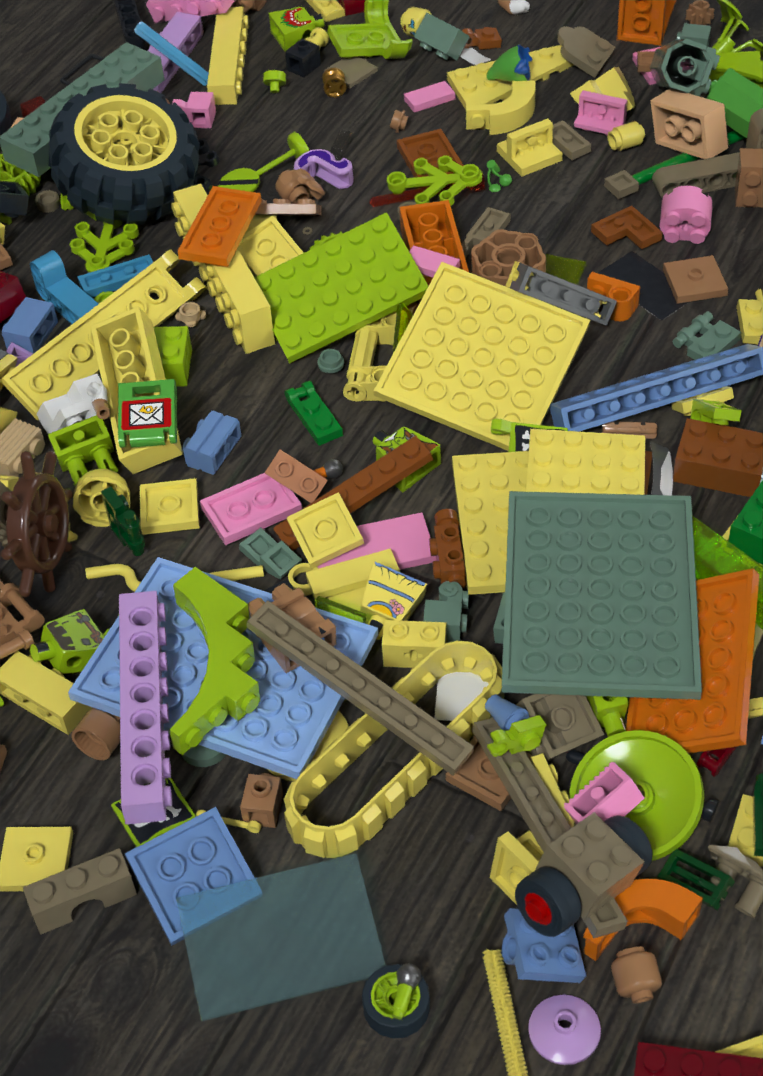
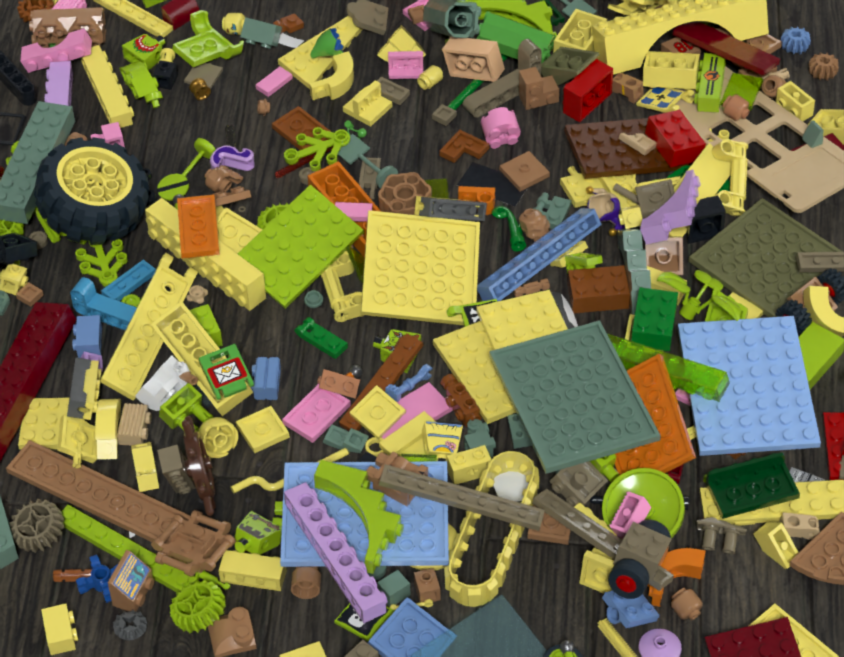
camera: 25 degrees left, 0 degrees up
(123, 521) = (241, 449): dark green plate -> none
(172, 53) = (70, 98): dark azure axle -> none
(212, 787) = (394, 587): none -> sand green brick
(268, 54) = (139, 79): none -> lime brick
(362, 511) = (408, 384): none -> medium blue piece
(482, 196) = (355, 150): none -> sand green piece
(505, 712) = (554, 487): medium blue cone -> none
(522, 736) = (567, 495): lime plate -> none
(641, 361) = (517, 240): none -> green plant
(671, 346) = (534, 224): none -> medium nougat head
(718, 891) = (693, 534): dark green tile -> none

